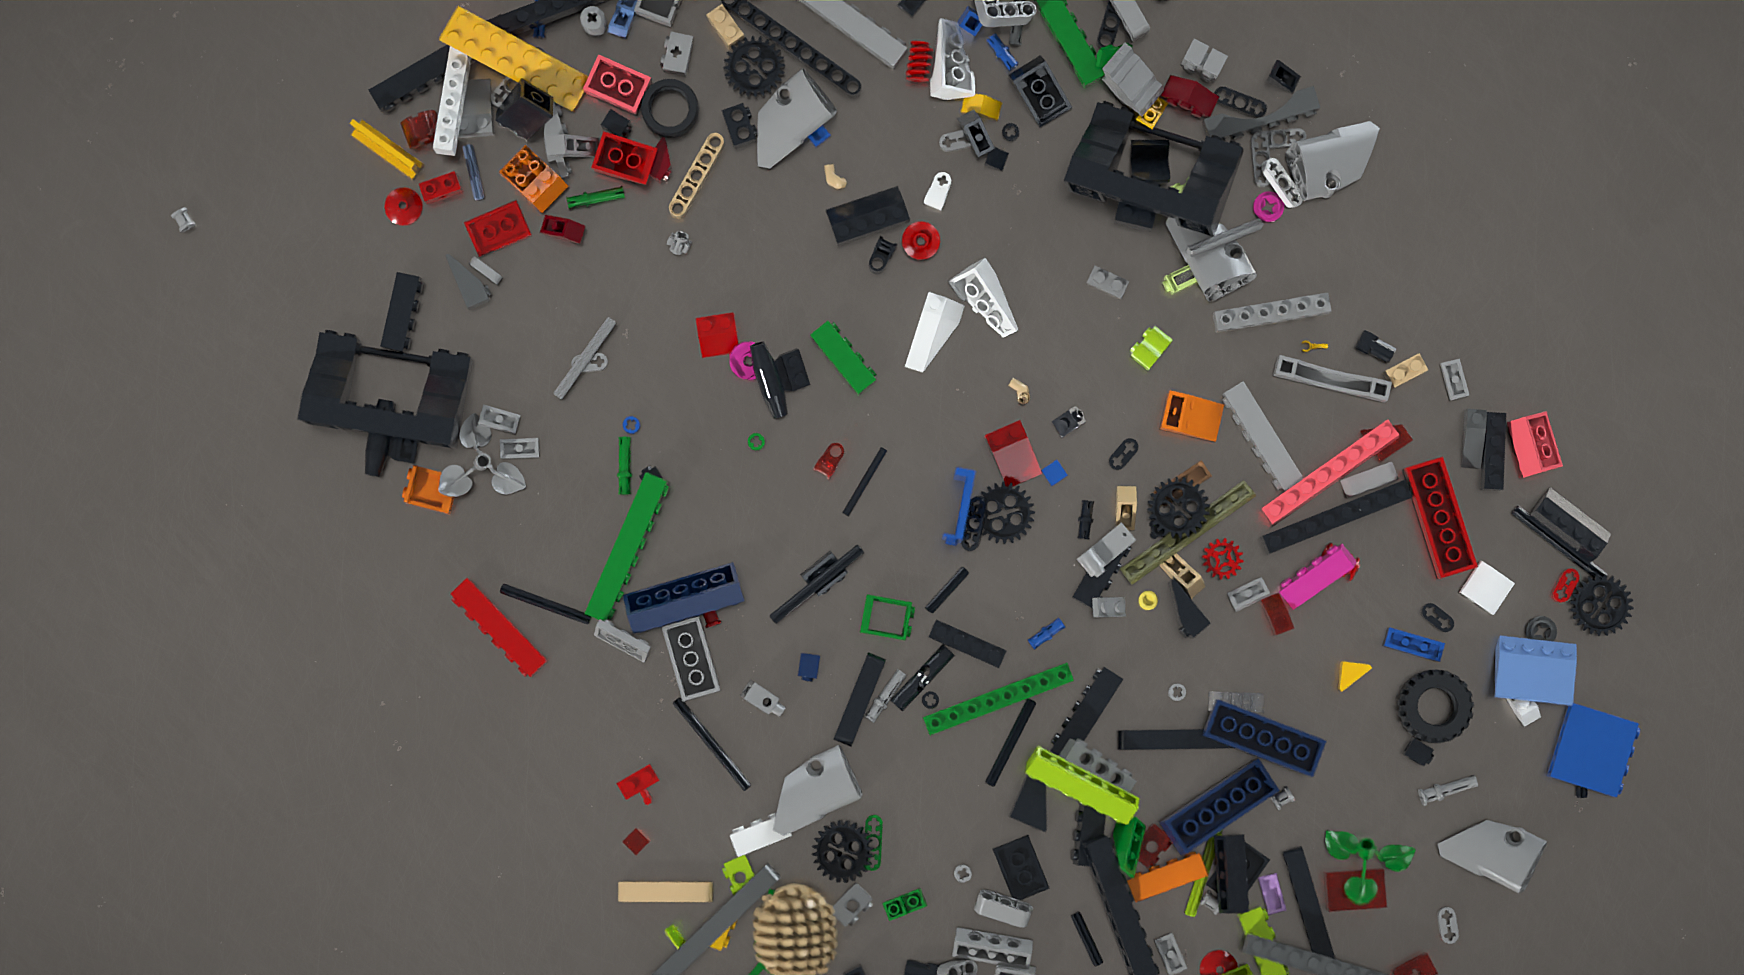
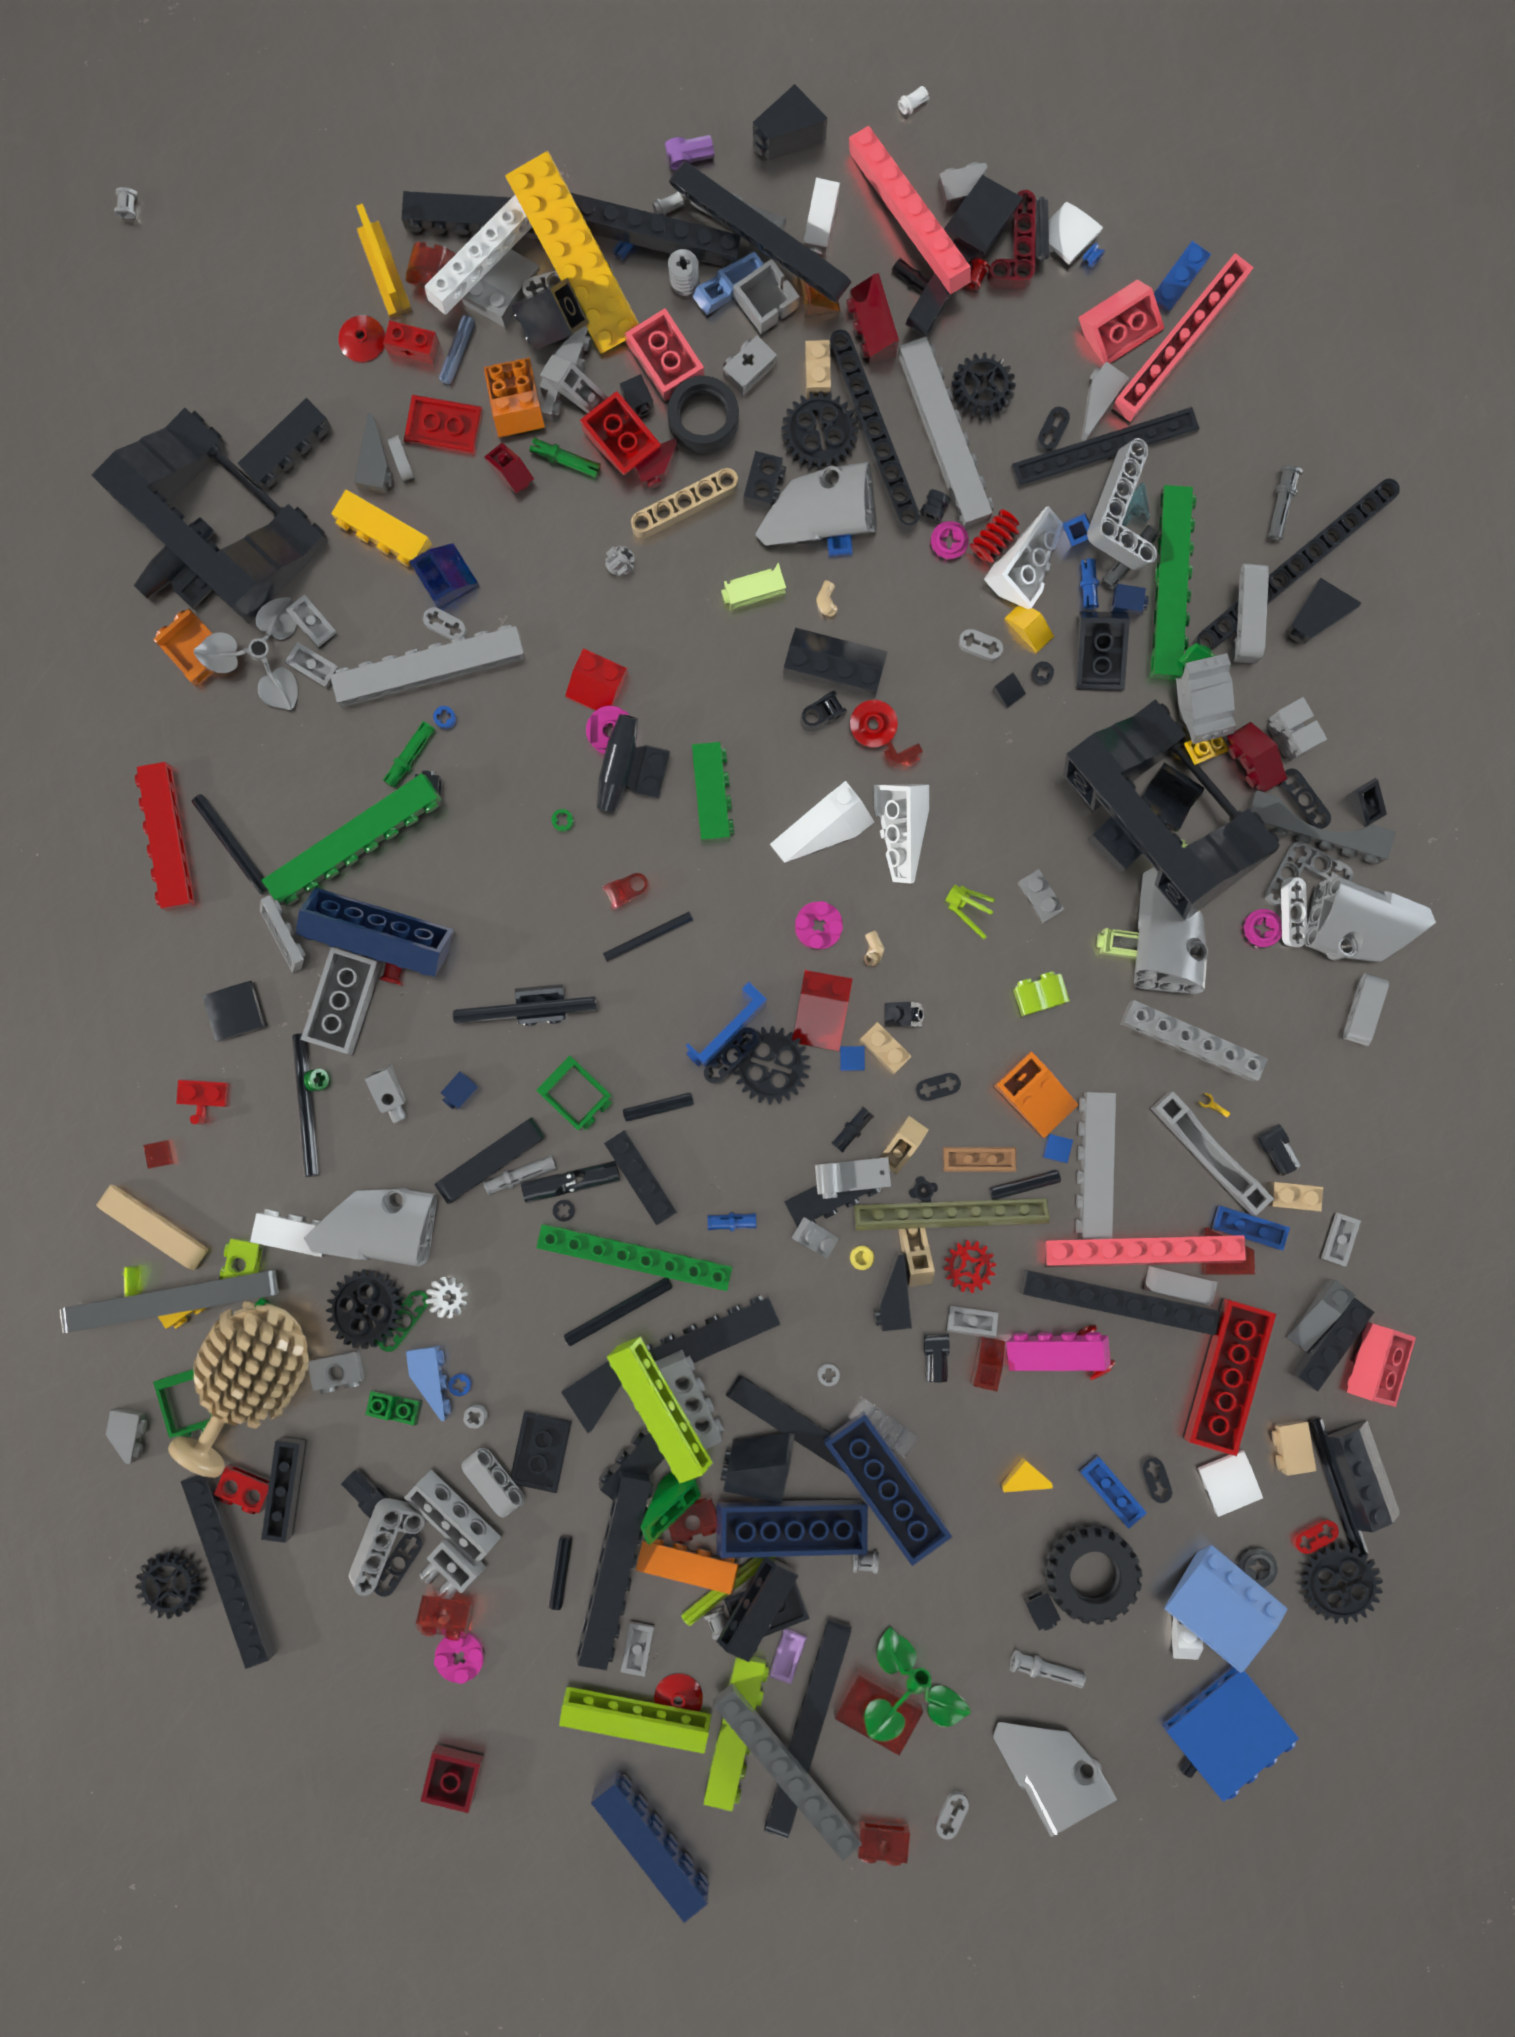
camera: 30 degrees right, 0 degrees up
(504, 326) = (379, 527): none -> yellow brick
(567, 329) = (443, 573): none -> clear blue slope
(584, 358) = (441, 615): light grey axle -> none
(598, 398) = (427, 666): none -> light grey brick
(622, 713) = (233, 1011): none -> black slope
(713, 722) = (310, 1075): none -> green bush
(780, 202) = (754, 588): none -> yellowish green window
(865, 67) = (934, 506): none -> black wheel
(892, 75) = (958, 534): none -> dark pink gear
(897, 813) = (437, 1297): none -> white gear
(911, 866) = (426, 1373): none -> medium blue slope
(937, 194) = (923, 686): white piece -> none
(938, 866) = (456, 1391): none -> blue bush
(959, 247) = (909, 756): none -> clear red bracket
(963, 403) = (817, 939): none -> dark pink plate
(976, 133) = (1005, 648): black slope -> none
(1036, 45) = (1129, 599): none -> dark blue brick
(1054, 319) = (960, 896): none -> lime plant
(1071, 451) = (885, 1048): none -> tan brick
(1171, 780) = (758, 1466): none -> black slope
(1190, 495) = (937, 1187): black gear -> none
(1224, 237) = (1195, 928): light grey axle -> none
(1224, 480) = (1025, 1184): none -> black axle
(1229, 442) = (1058, 1148): none -> blue tile
(1238, 630) = (936, 1352): none -> black piece
(1371, 216) = (1366, 1009): none -> light grey beam
(1390, 410) = (1251, 1227): none -> blue plate
(1513, 536) = (1293, 1447): none -> tan brick

